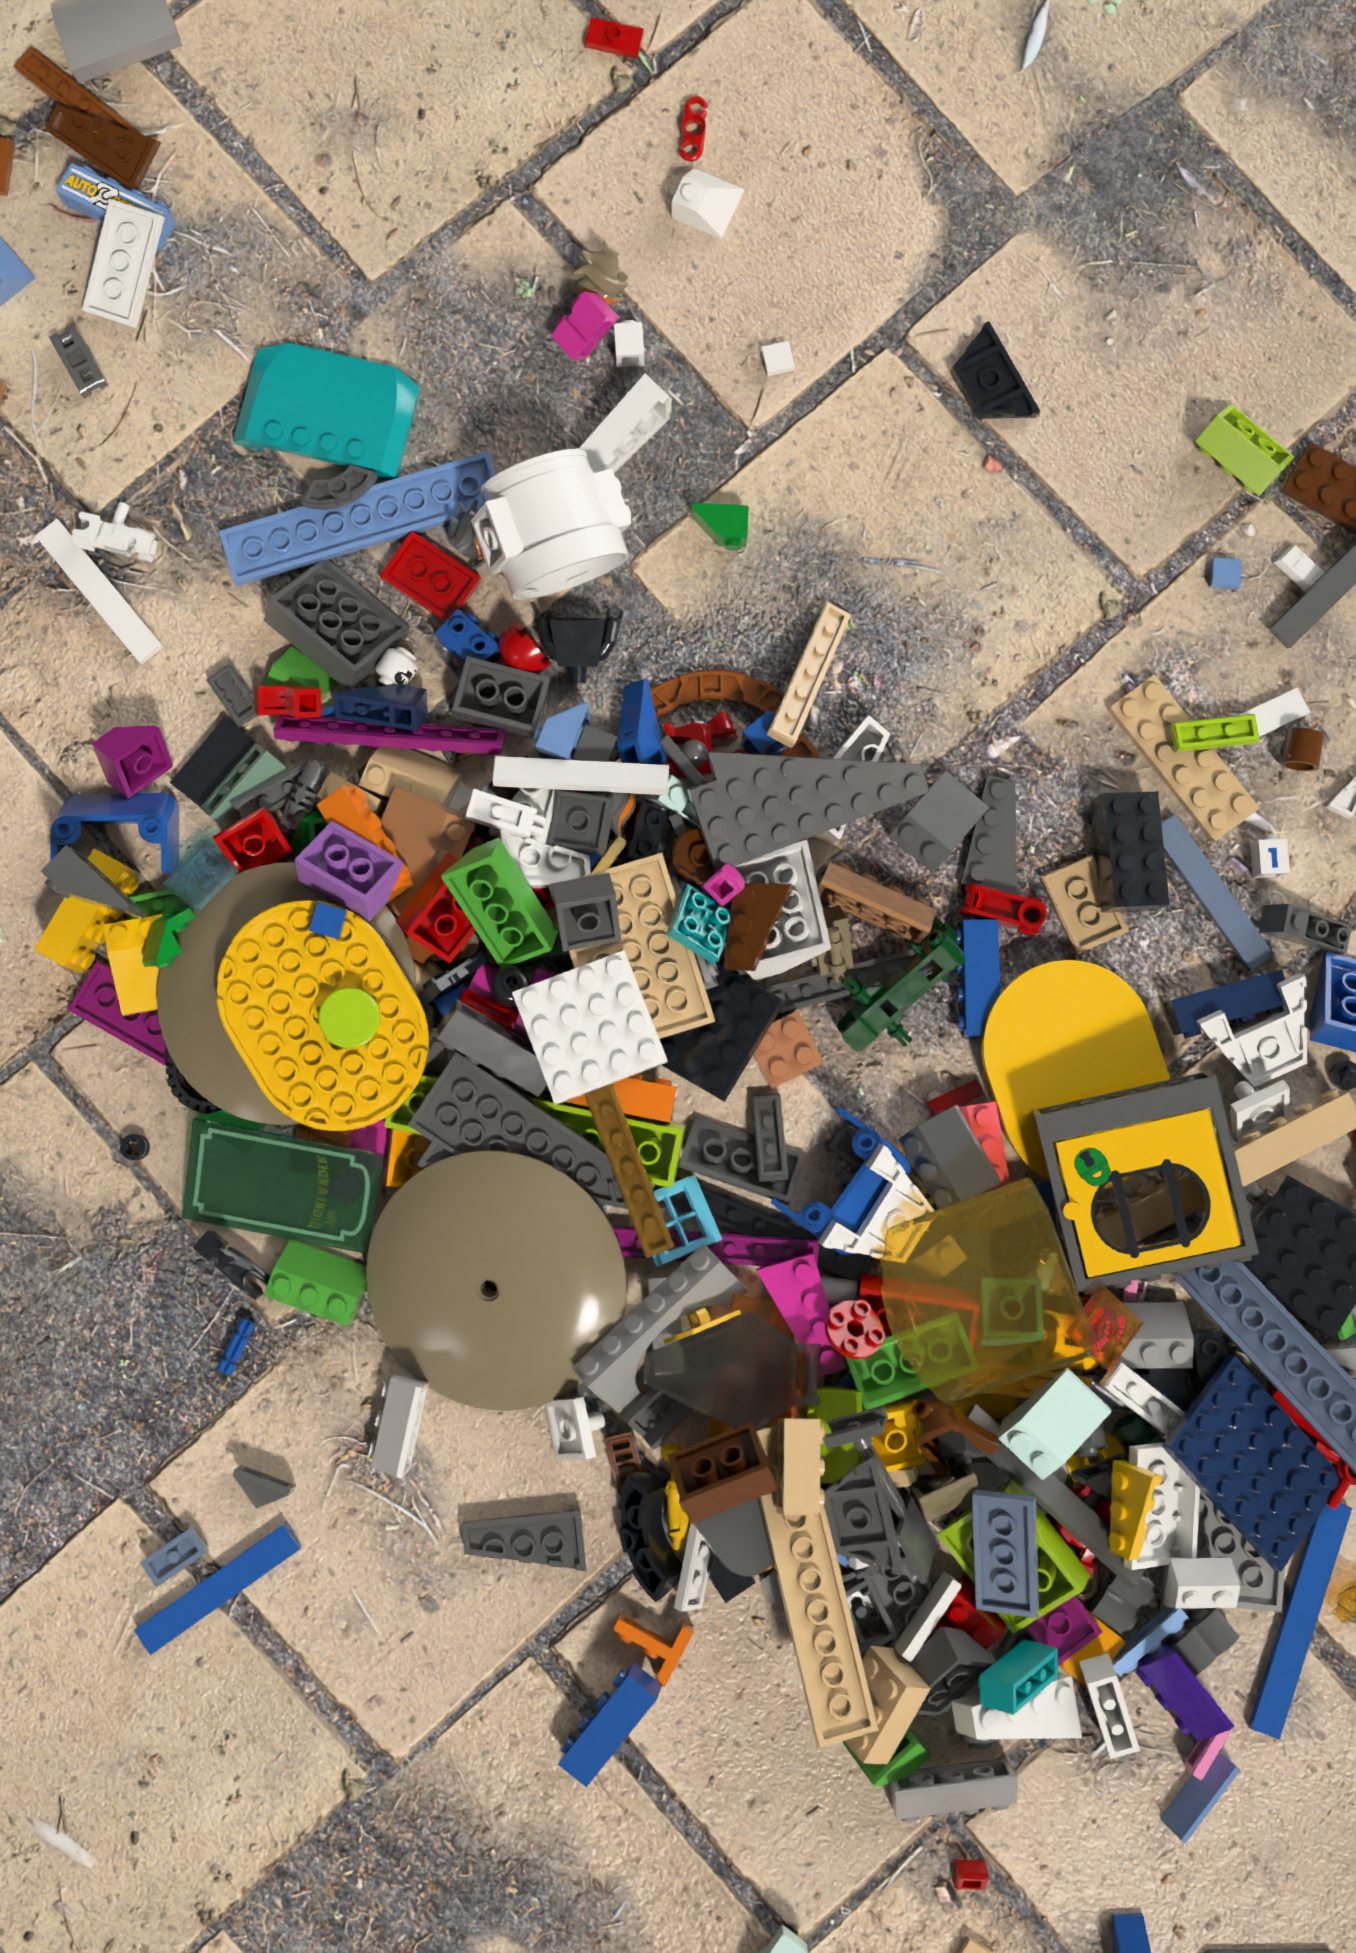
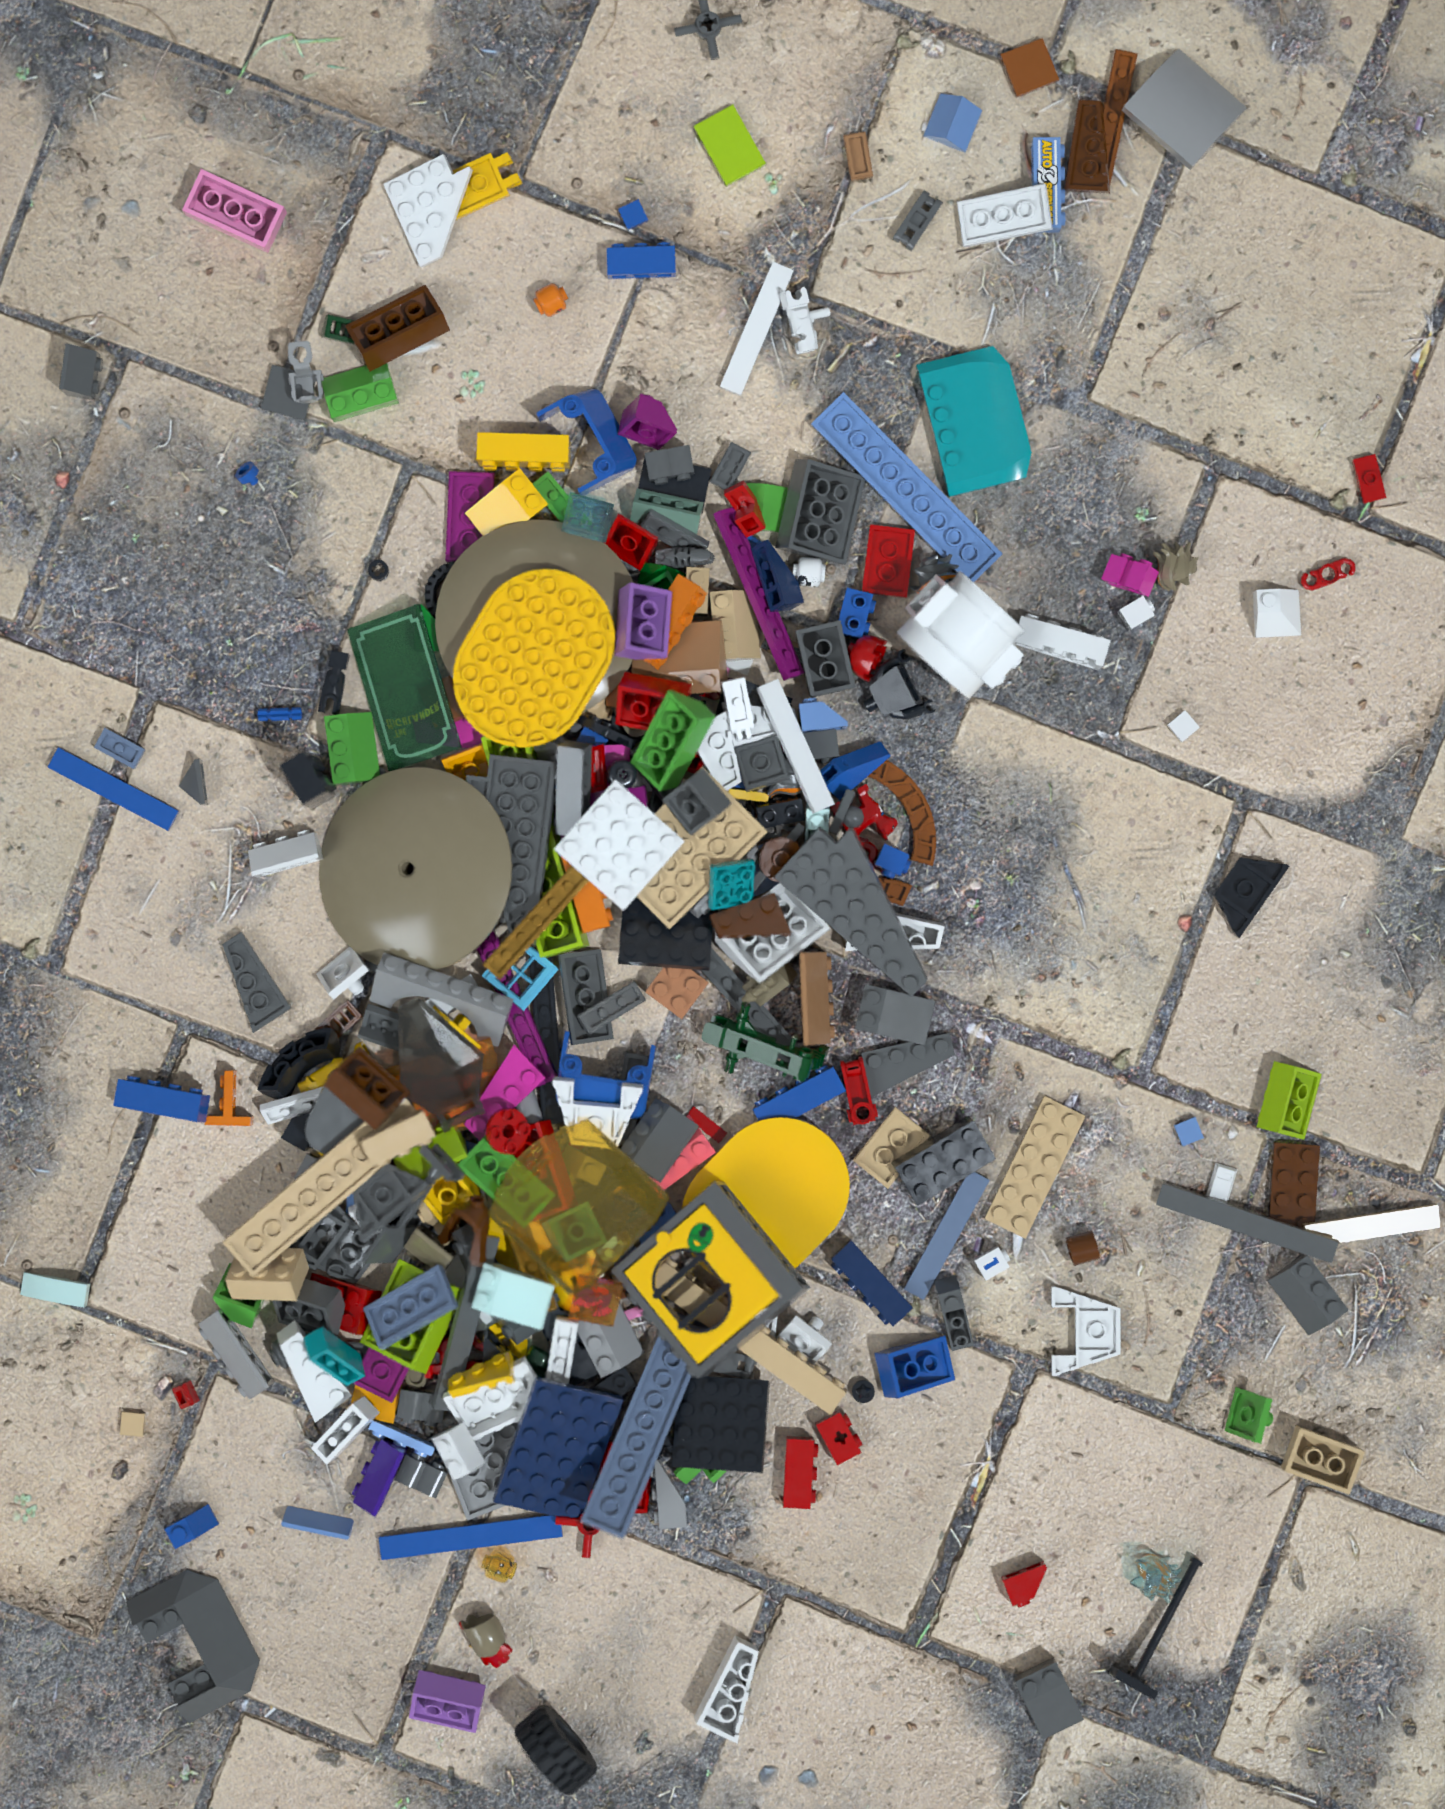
camera: 70 degrees right, 5 degrees up
(78, 877) = (541, 443): dark grey slope -> none
(161, 942) = (526, 518): green slope -> none
(192, 757) = (669, 464): none -> dark grey brick
(324, 1352) = (308, 780): none -> black brick
(328, 920) = (599, 628): blue tile -> none
(339, 490) = (917, 463): dark grey tile -> none
(349, 1018) = (540, 678): lime tile -> none
(723, 523) = (1036, 751): green slope -> none
(724, 884) = (768, 887): dark pink brick -> none
(808, 675) = (953, 869): tan tile -> none
(927, 1616) = (341, 1278): white tile -> none
(1204, 1754) = (349, 1513): bright pink tile -> none
(1214, 733) = (1062, 1179): lime tile -> none
(1269, 1046) = (853, 1325): white wing -> none
(1278, 712) = (1094, 1211): white tile -> none

